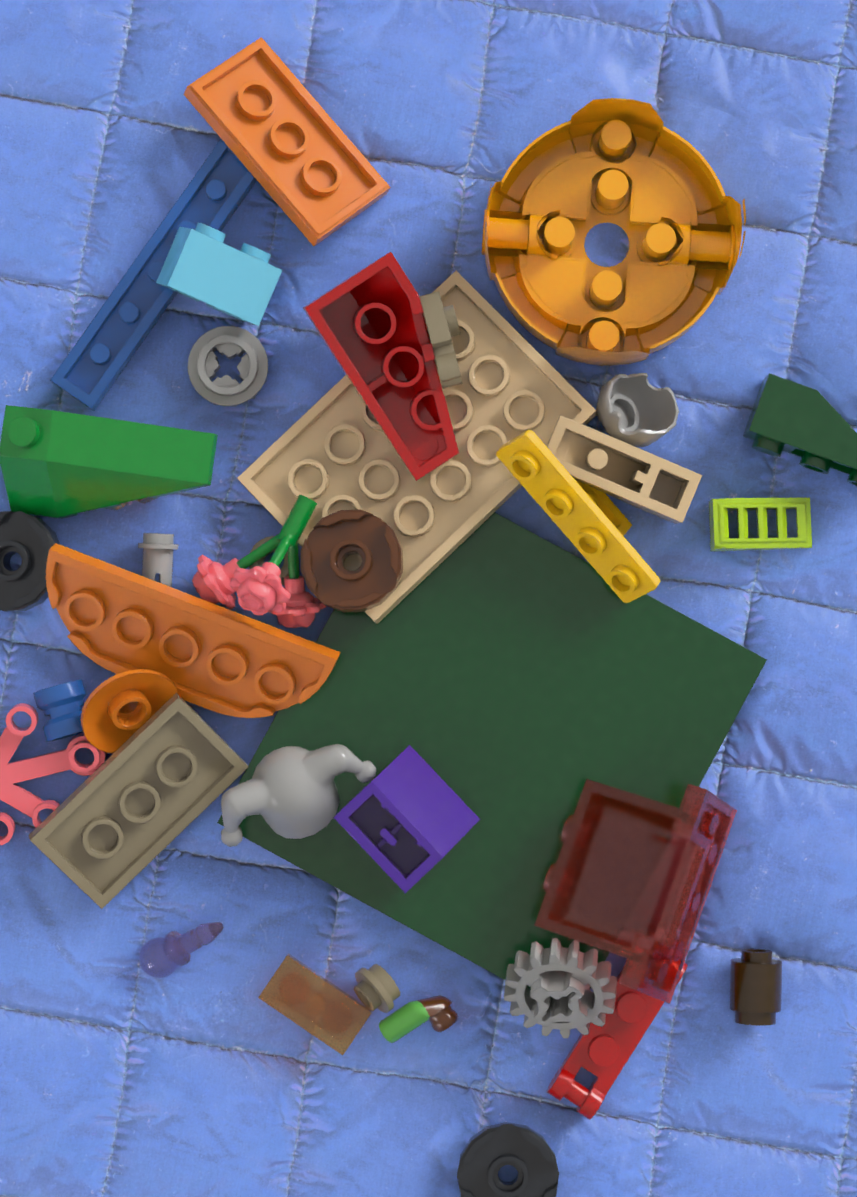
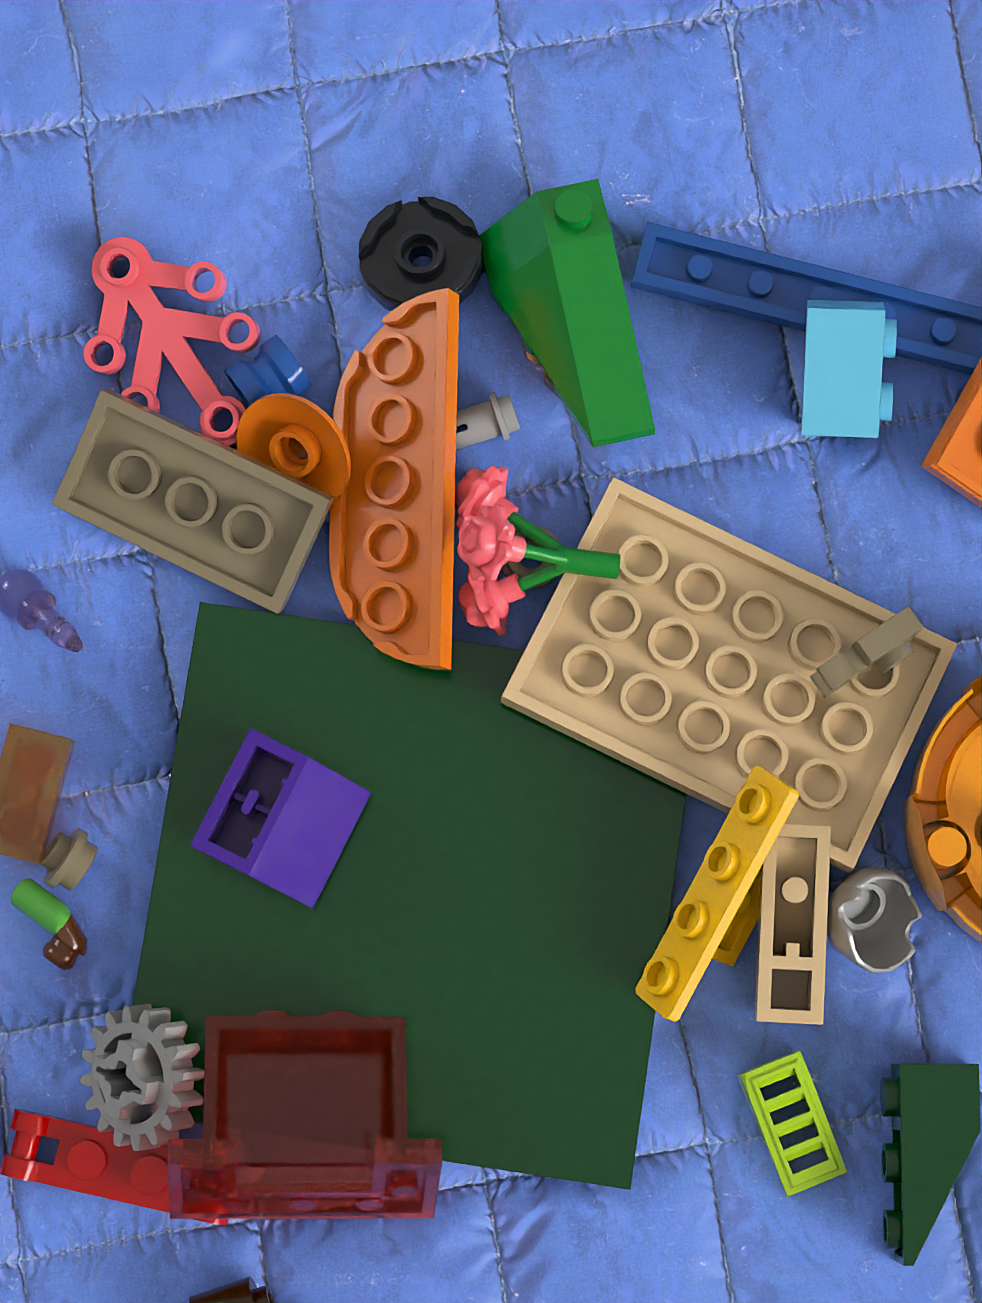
camera: 70 degrees right, 5 degrees down
(229, 342) = (732, 393): light grey gear -> none
(292, 791) = (265, 672): light grey piece -> none
(348, 534) = (572, 611): reddish brown plate -> none
(385, 350) = (830, 588): red wedge -> none

